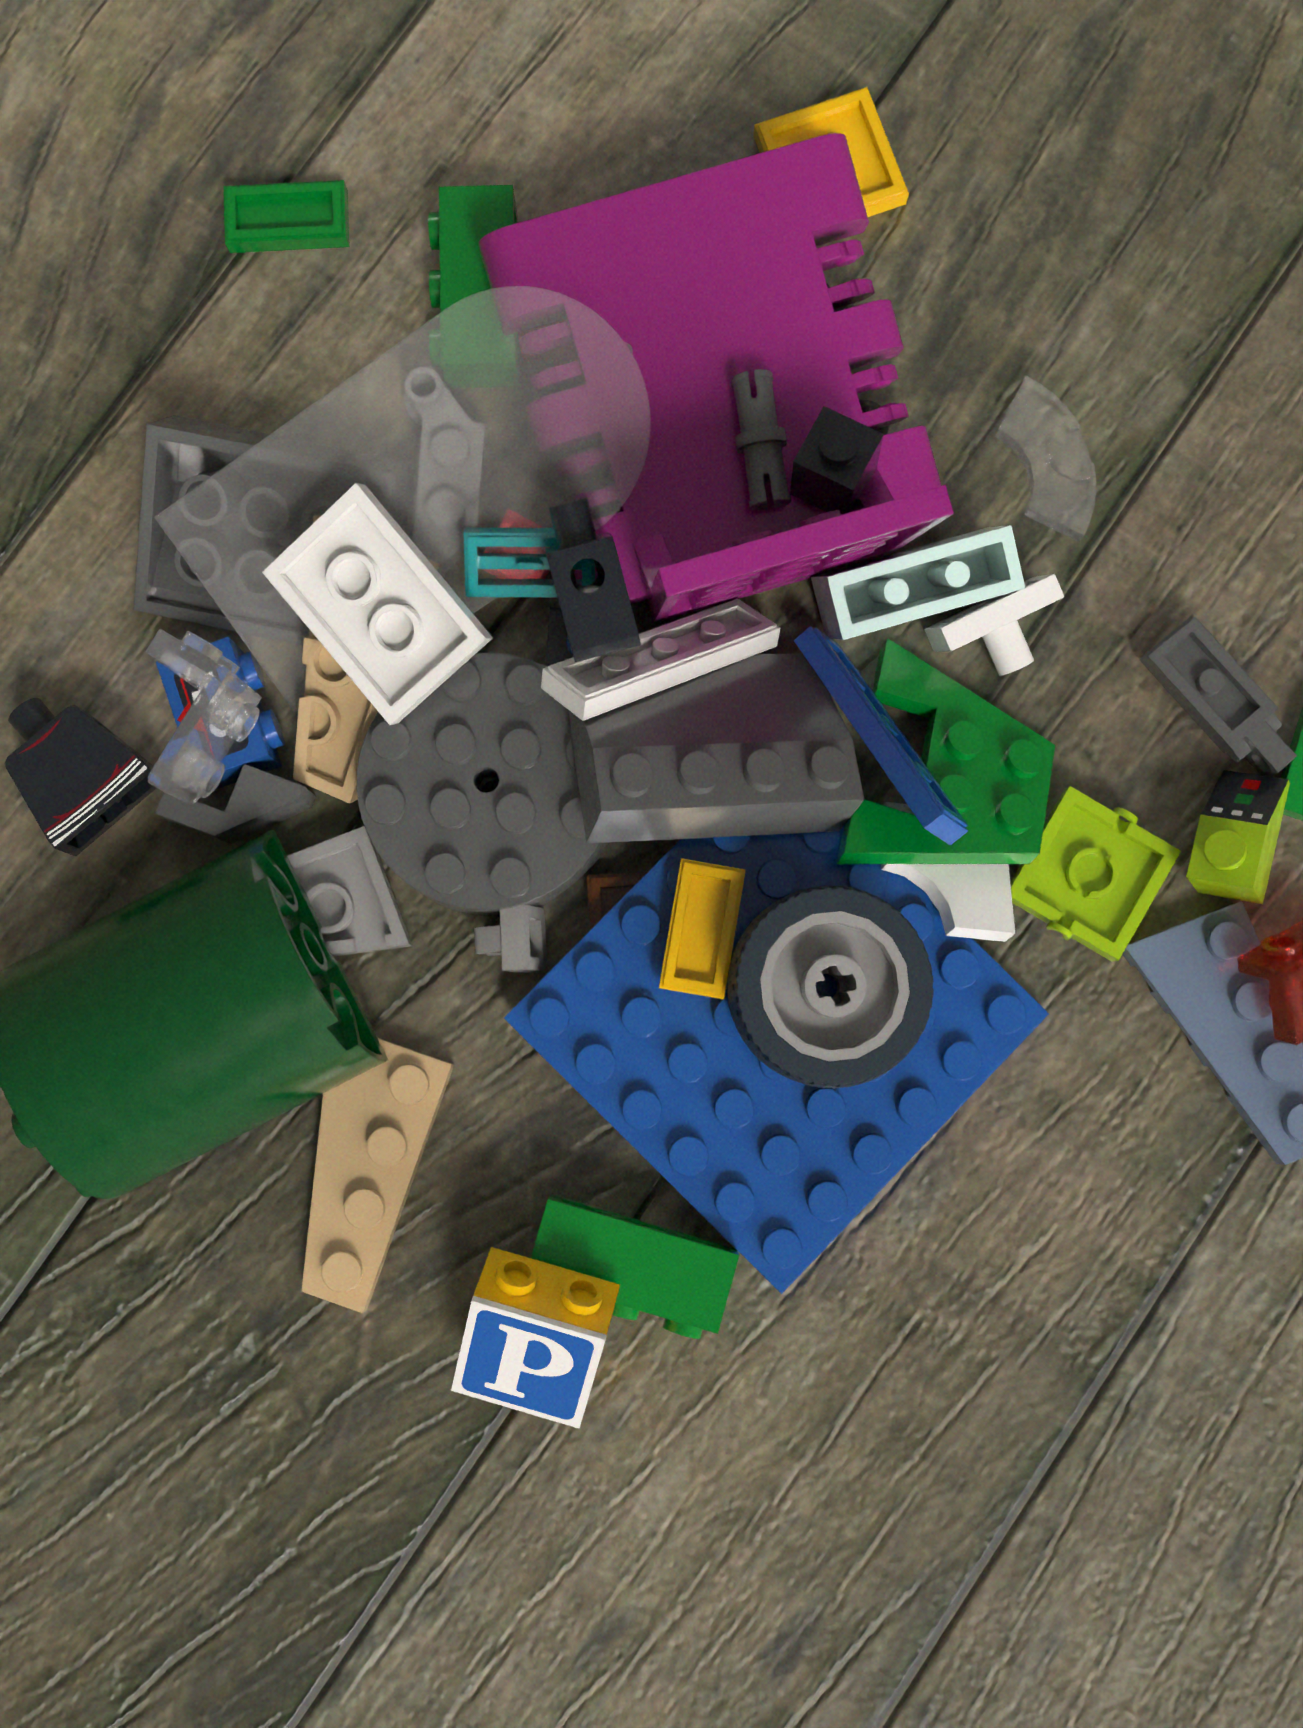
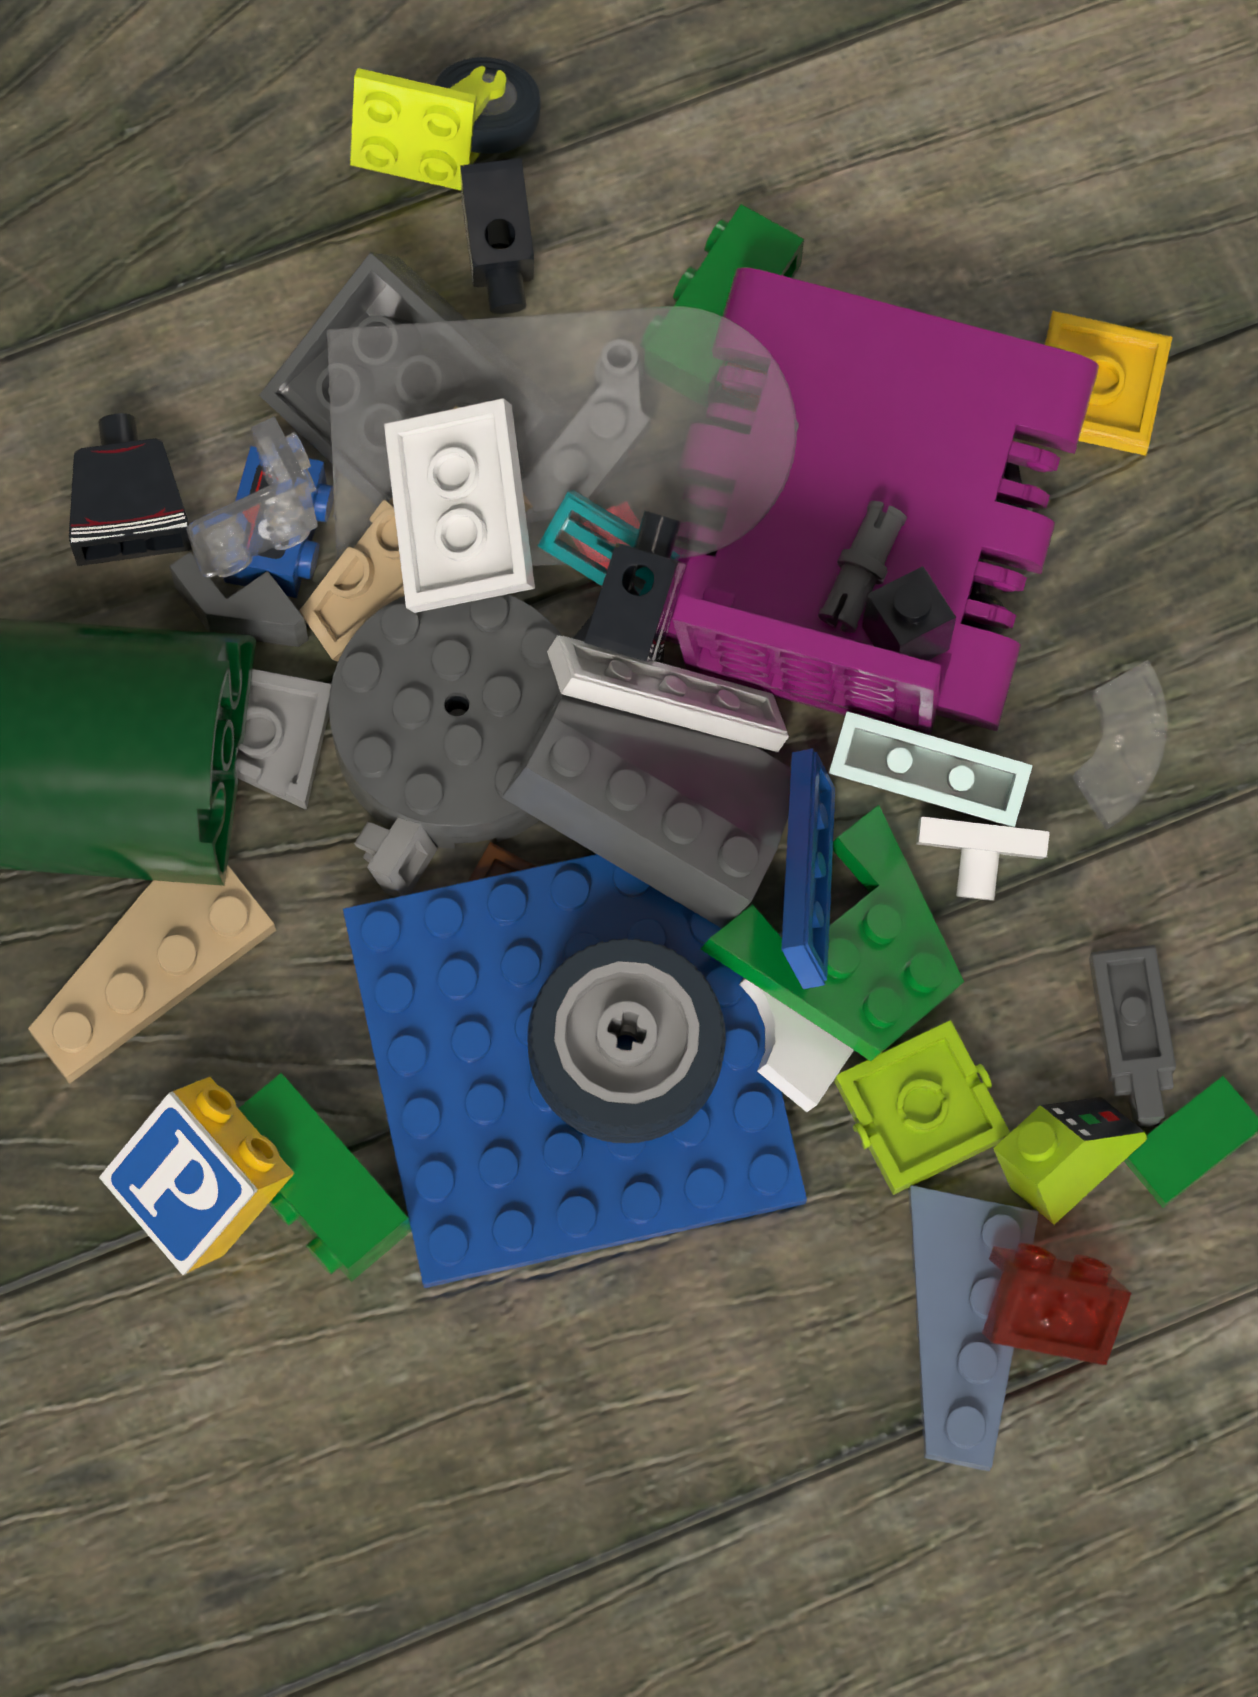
camera: 30 degrees right, 10 degrees down
(134, 275) = (434, 129): none -> neon yellow plate
(235, 326) = (498, 216): none -> black torso
(286, 216) = (602, 150): green tile -> none
(702, 929) = (557, 928): yellow tile -> none

